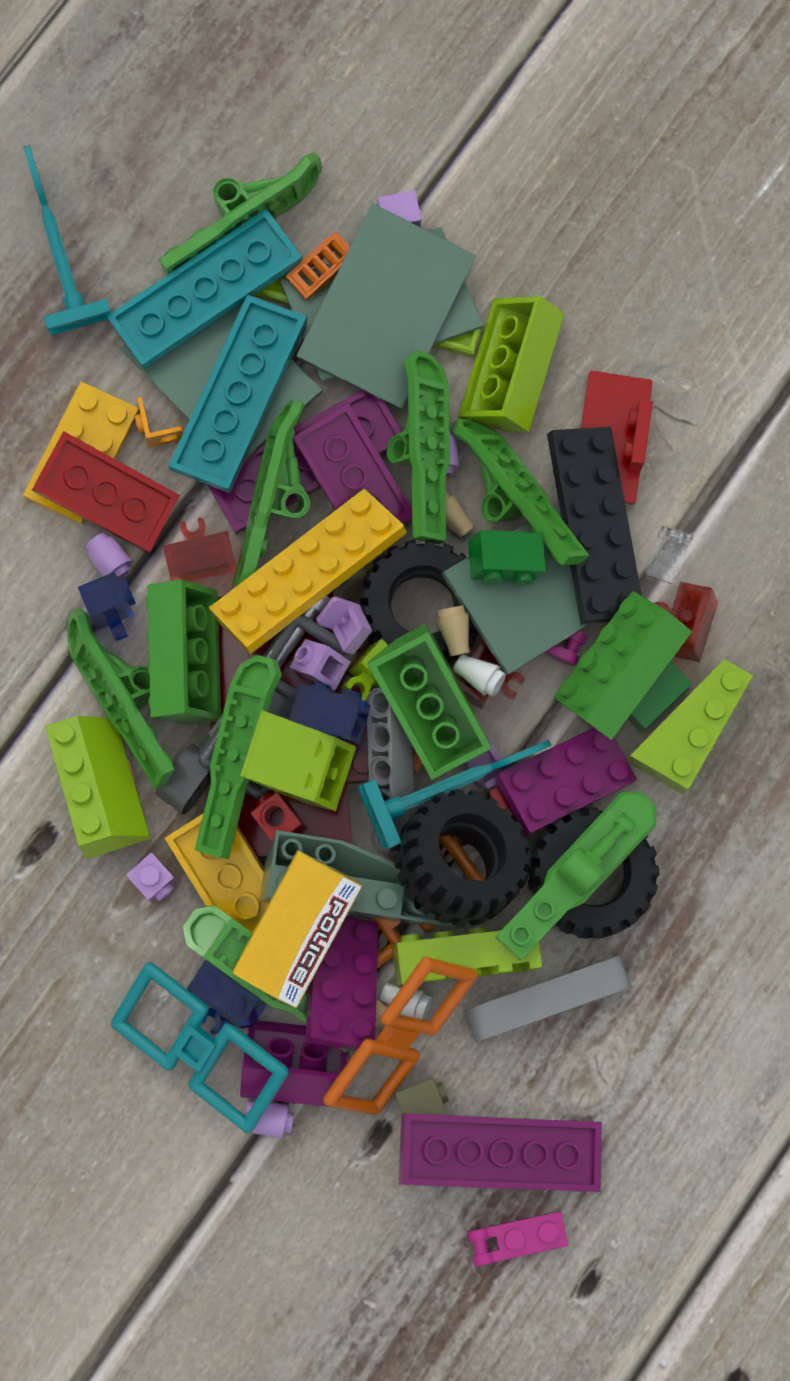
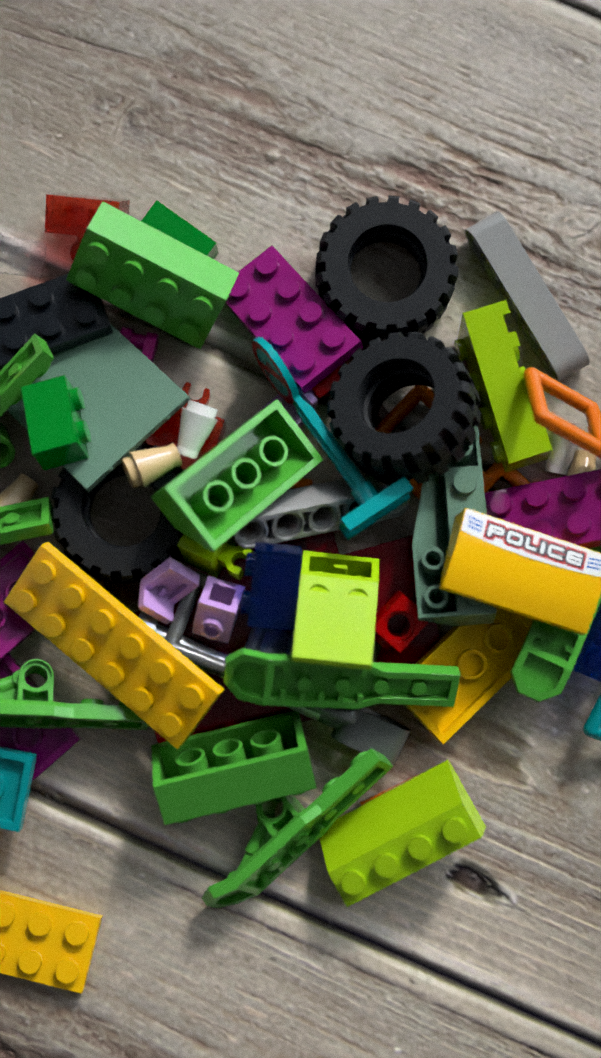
camera: 95 degrees left, 5 degrees up
(105, 492) = (61, 899): red plate -> none
(108, 556) = (136, 877): lavender brick -> none
(108, 603) = (191, 867): clear blue brick -> none
(152, 878) = (489, 747): lavender brick -> none
(199, 554) = (114, 774): clear red brick -> none
(581, 870) = (393, 276): bright green piece -> none
(688, 734) = (204, 193): lime wedge -> none

